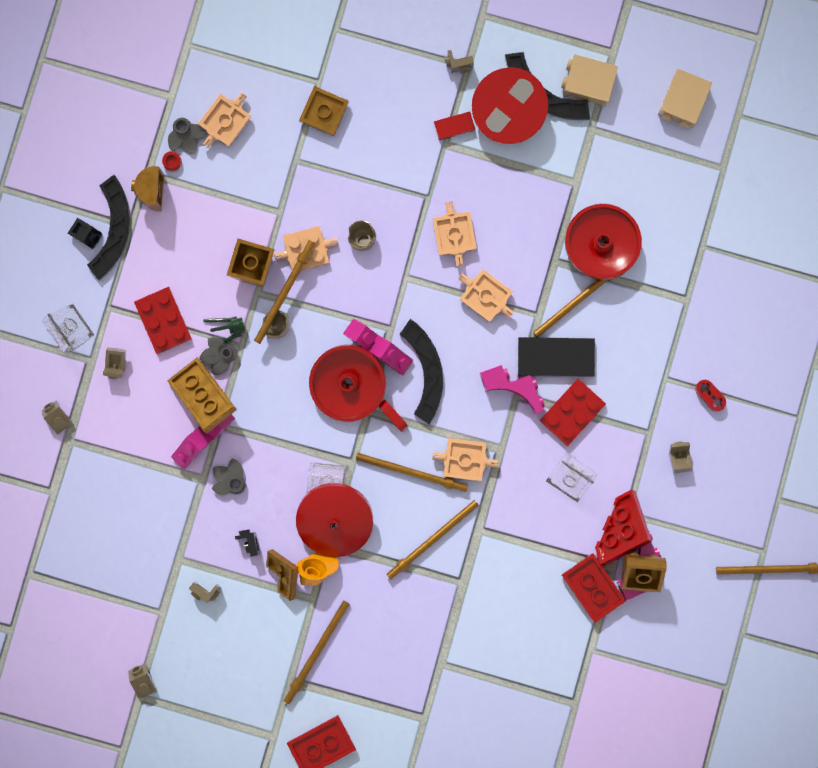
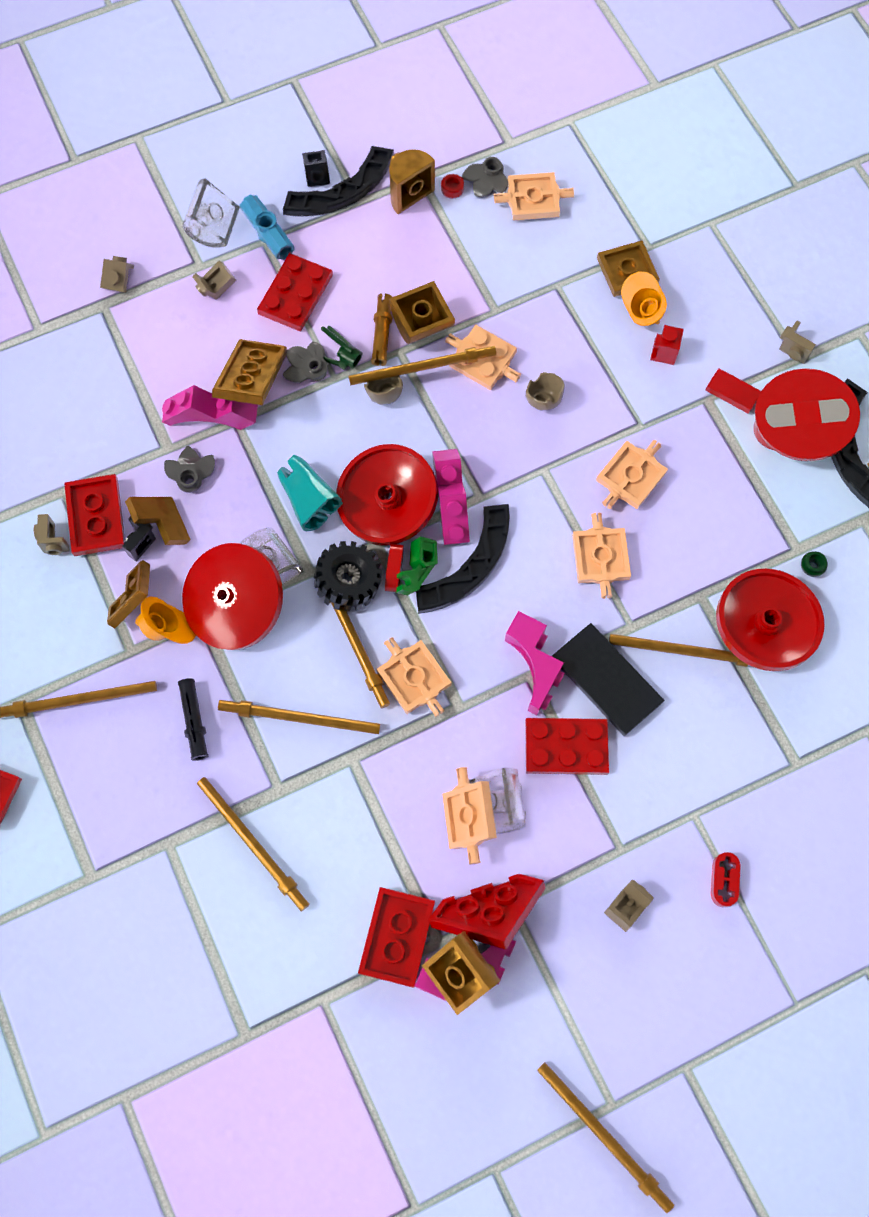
camera: 50 degrees right, 15 degrees down
(92, 299) = (266, 227): none -> dark azure piece
(212, 555) = (94, 515): none -> red plate
(230, 286) = (382, 321): none -> pearl gold pin
(247, 516) = (163, 513): none -> pearl gold tile
(308, 426) = (308, 494): none -> teal piece
(355, 124) = (644, 299): none -> light orange piece
(374, 434) = (355, 563): none -> black bush
(394, 137) = (667, 345): none -> red brick
(397, 393) = (421, 568): none -> green piece
(404, 607) = (194, 729): none -> black pin
(518, 621) = (286, 884): none -> pearl gold bar
(566, 498) = (469, 815): none -> light nougat plate
(597, 180) = (819, 559): none -> dark green plate

